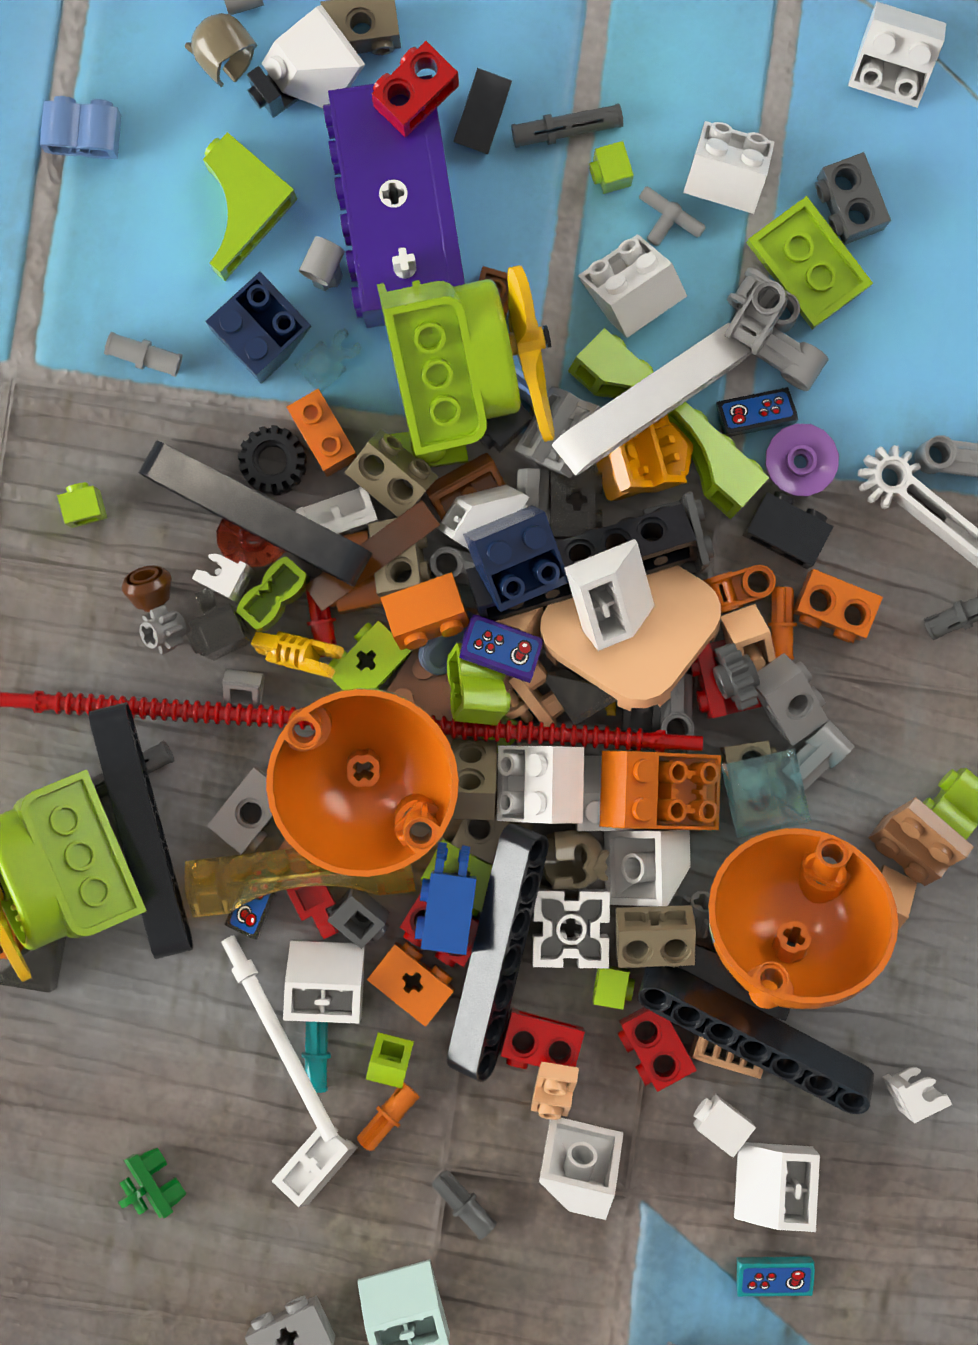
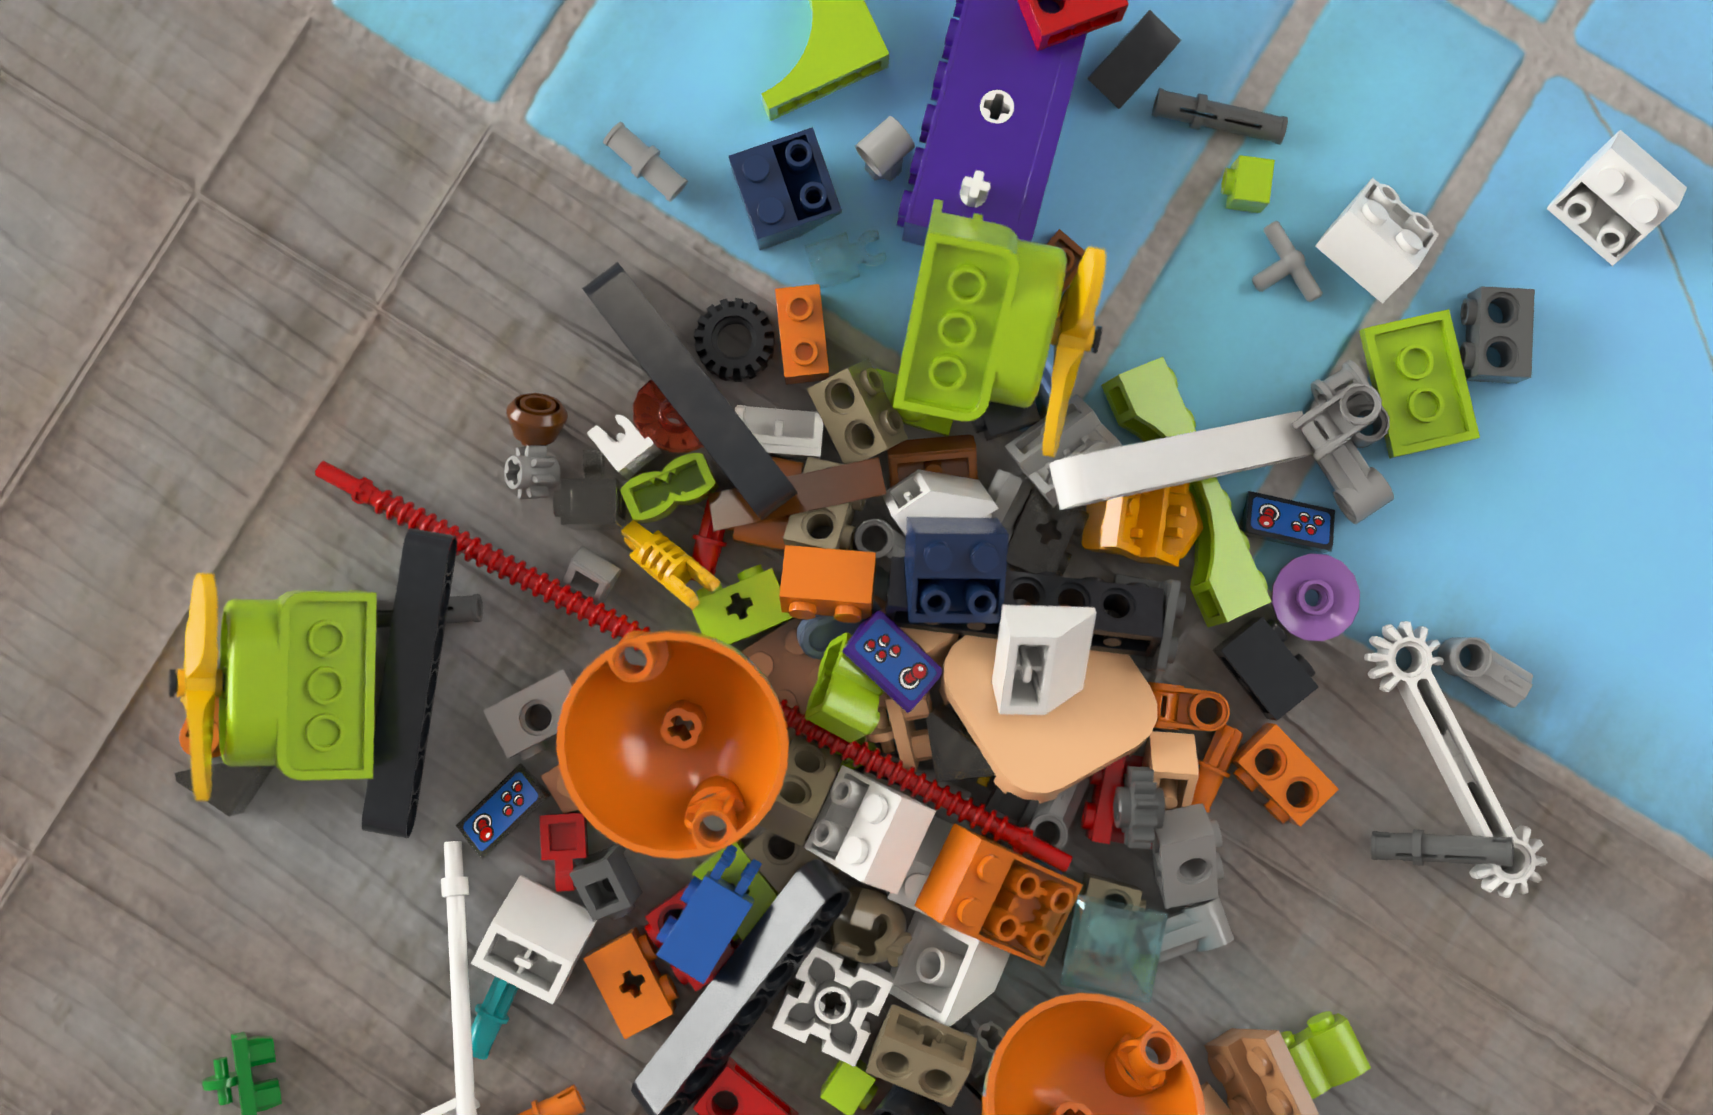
camera: 15 degrees right, 0 degrees up
(81, 505) = (504, 296): lime plate -> none
(228, 882) = (485, 783): clear yellow arch -> none
(389, 1060) = (569, 1057): lime plate -> none
(633, 285) = (1215, 323): white slope -> none

